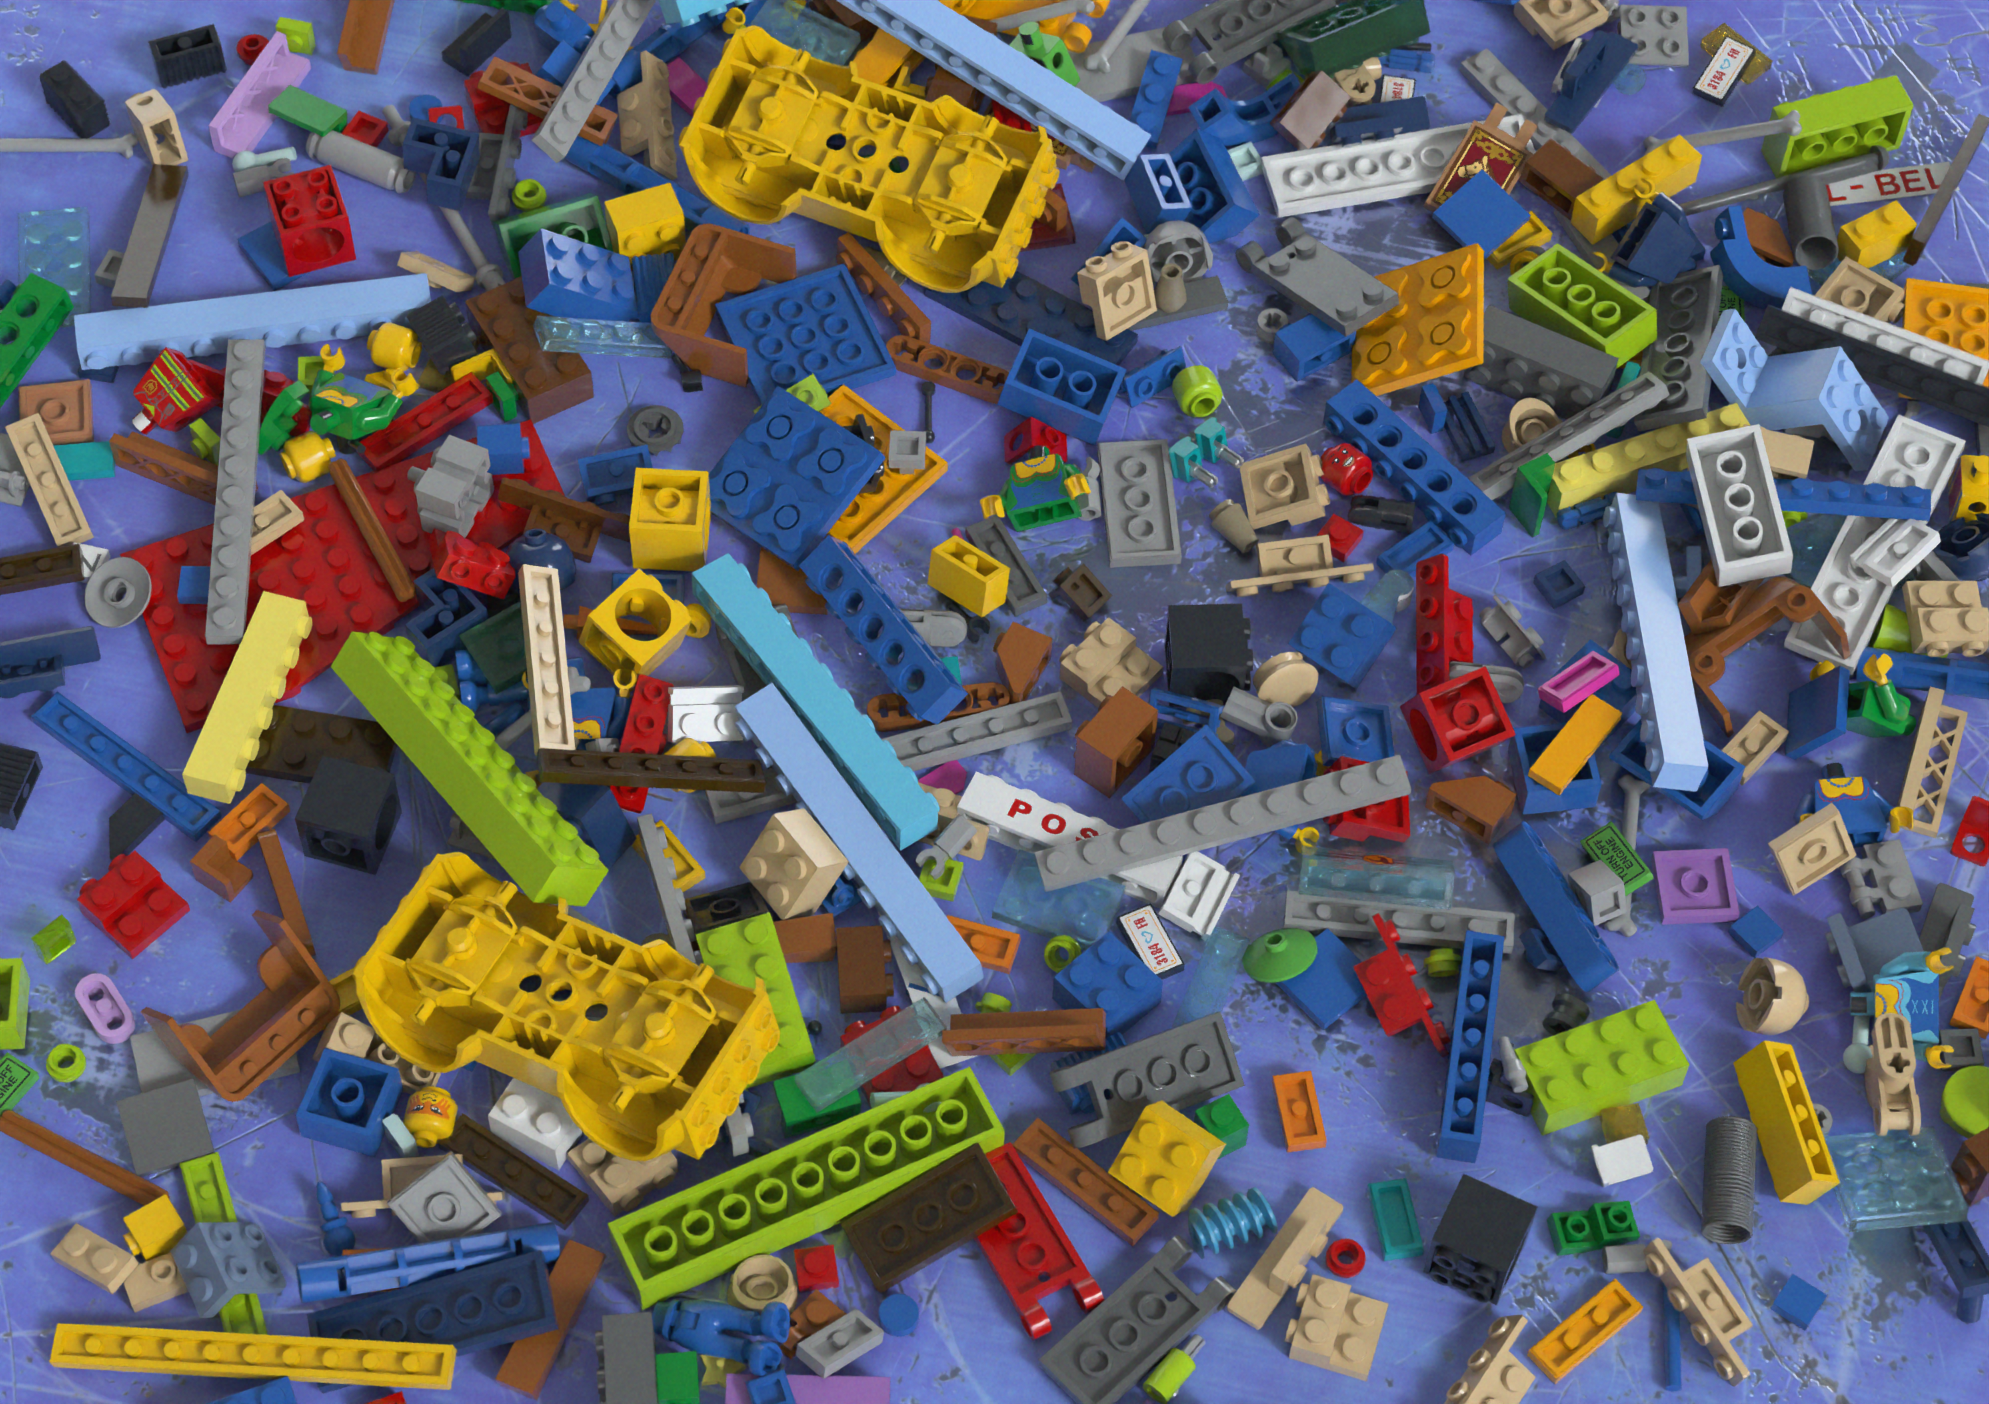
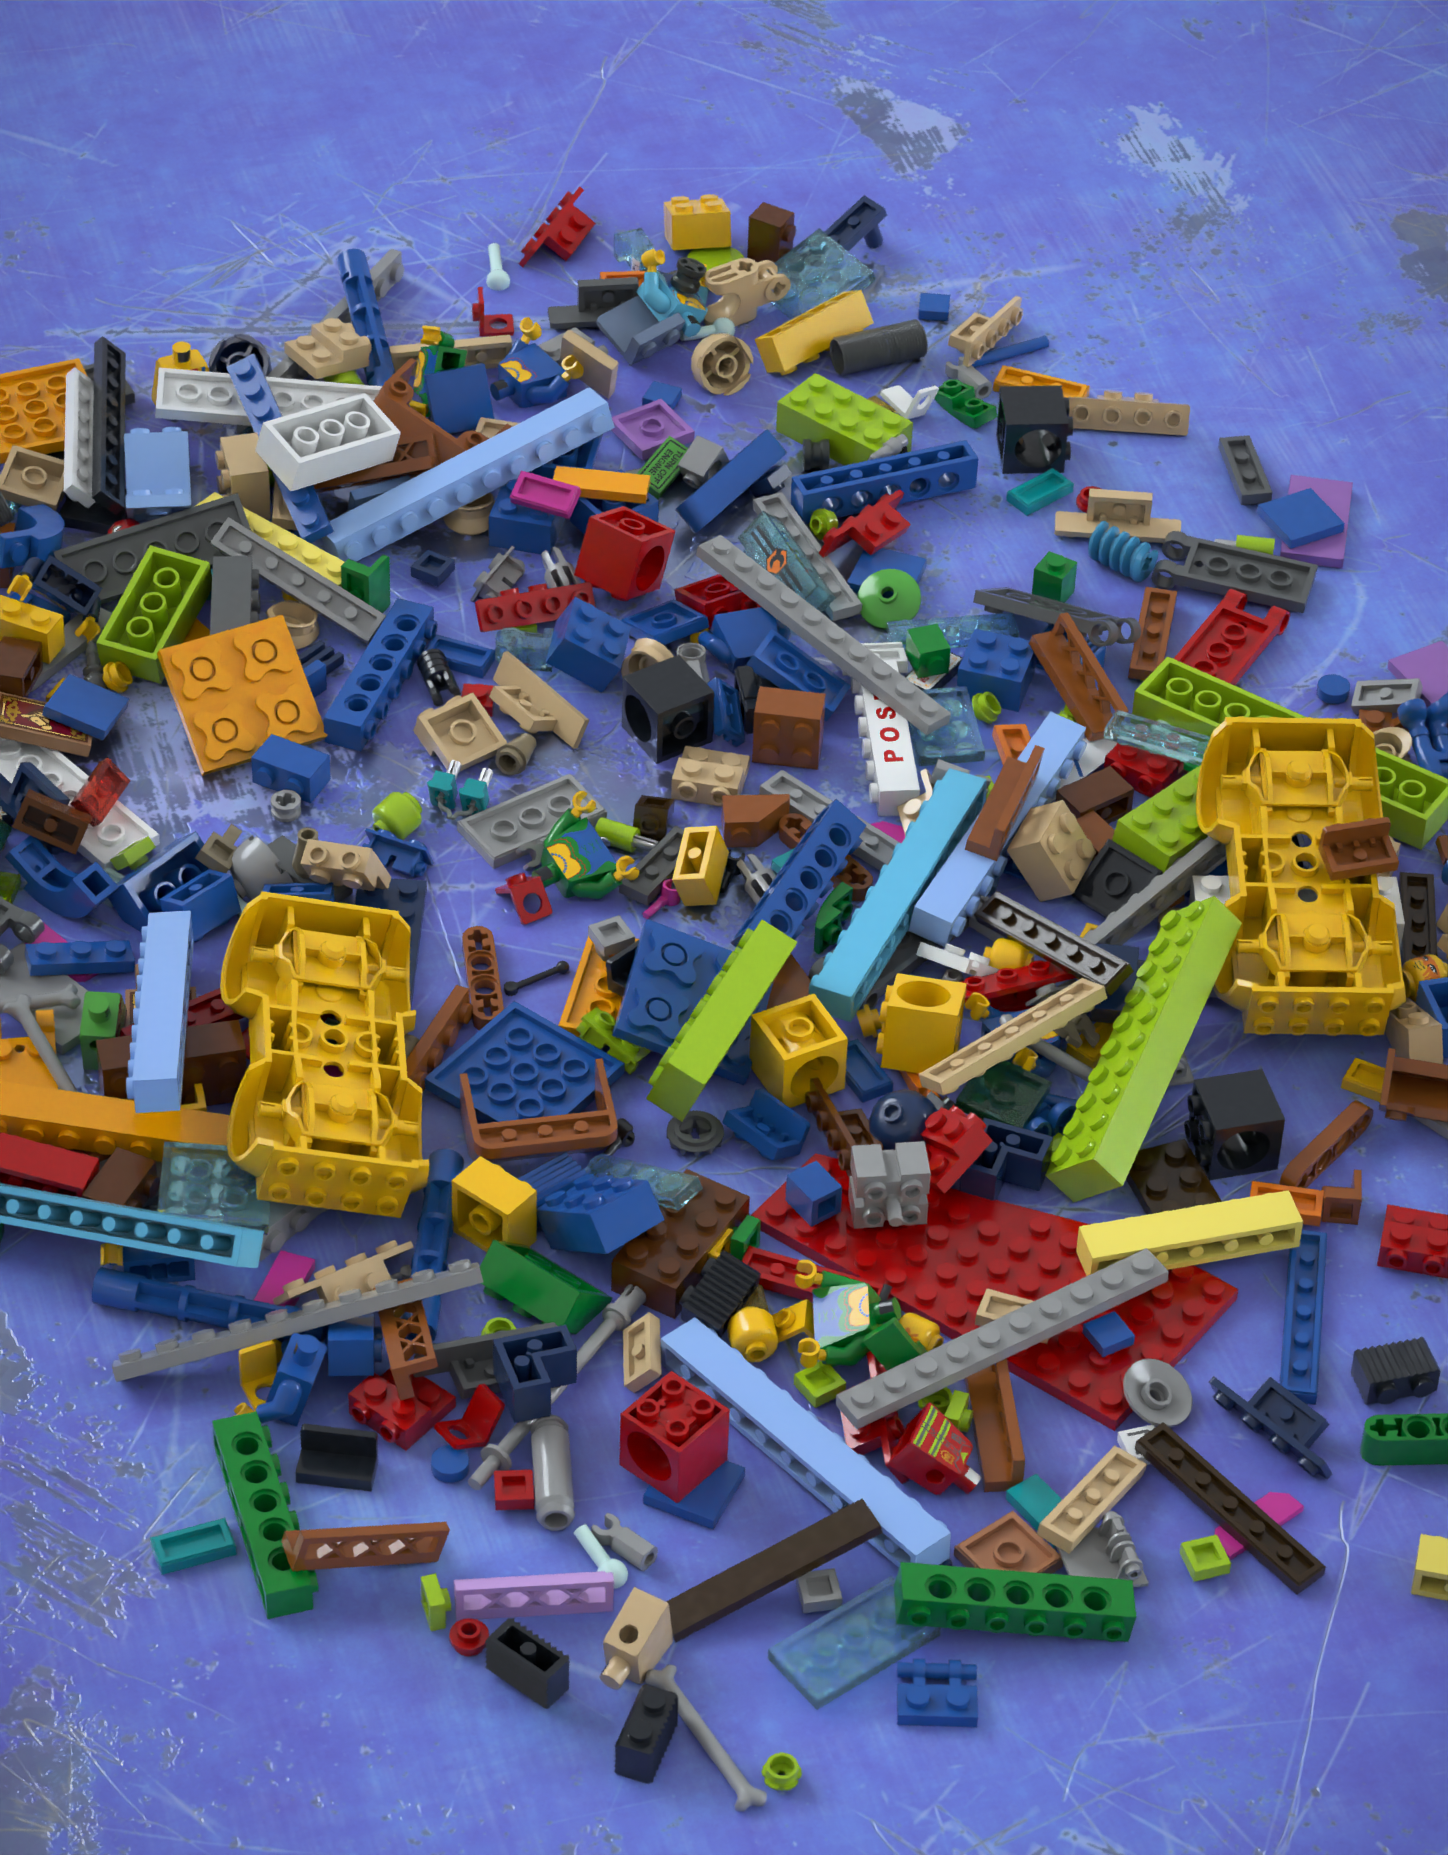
camera: 120 degrees left, 15 degrees down
(132, 825) = (1354, 1280): black tile -> none
(308, 111) = (533, 1527): green panel -> none
(372, 530) = (958, 1247): dark orange axle -> none
(524, 1026) = (1358, 849): none -> dark orange bracket
(724, 451) = (718, 1019): none -> lime brick
(844, 656) = (835, 909): none -> green slope
(856, 828) = (1004, 805): none -> dark orange fence
(929, 1218) = (1250, 670): dark brown plate -> none
(1061, 386) = (465, 880): blue brick -> none
(1067, 554) = (622, 836): none -> lime piece
(1161, 929) = (927, 651): none -> green brick
(1166, 1158) = (1109, 580): yellow brick -> none
(1208, 219) = (219, 850): none -> dark tan plate
(1253, 172) = (134, 854): none -> lime plate
(1299, 1111) = (1003, 554): orange plate -> none
(1318, 279) = (230, 770): hinge -> none
(1336, 1328) = (1156, 479): tan plate -> none
(1345, 174) = (100, 791): none -> clear red plate
(1346, 469) = (409, 702): red head -> none
(1473, 804) = (682, 549): dark orange slope -> none
(1895, 549) = (295, 376): white plate -> none
(1924, 1004) = (688, 275): none -> pearl dark grey wheel

